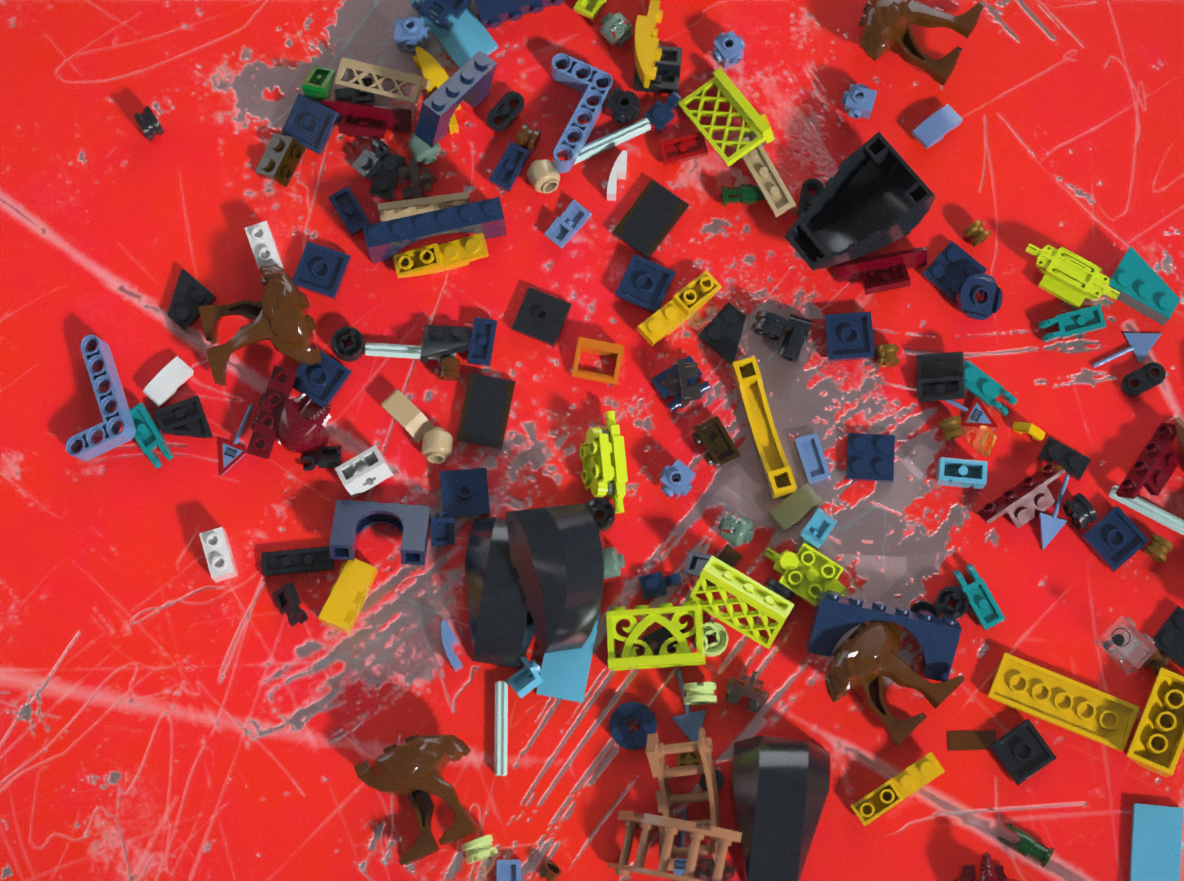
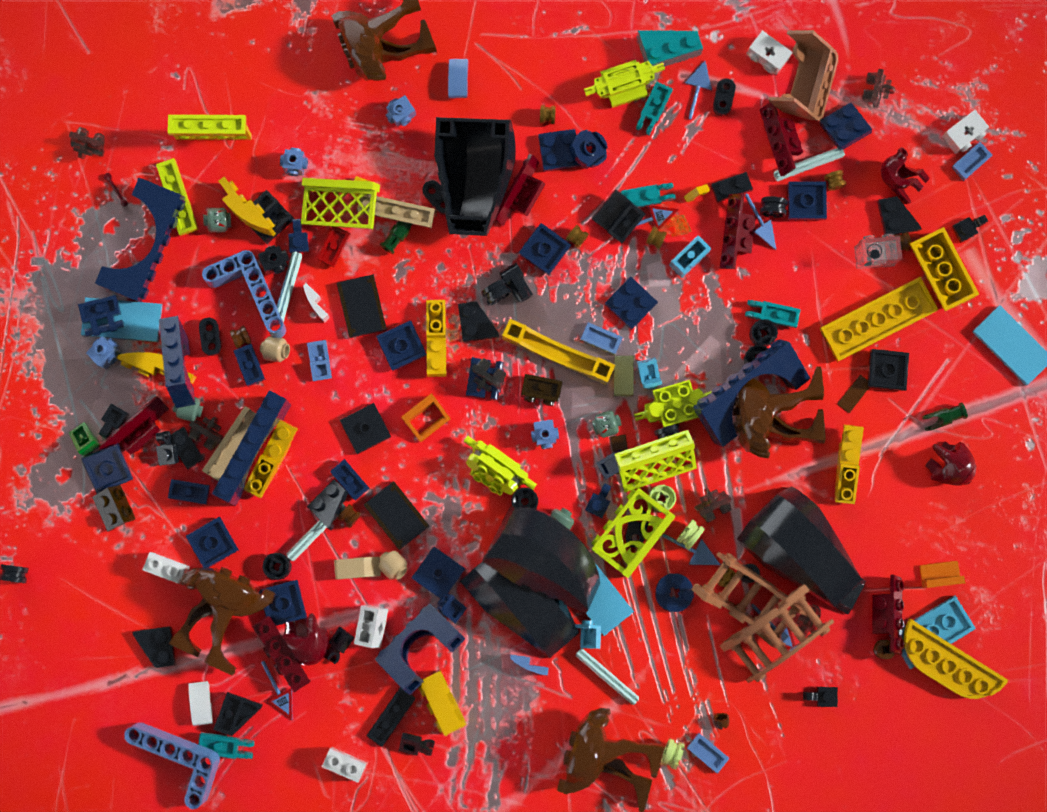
camera: 60 degrees left, 5 degrees up
(385, 74) = (115, 393): tan fence -> none

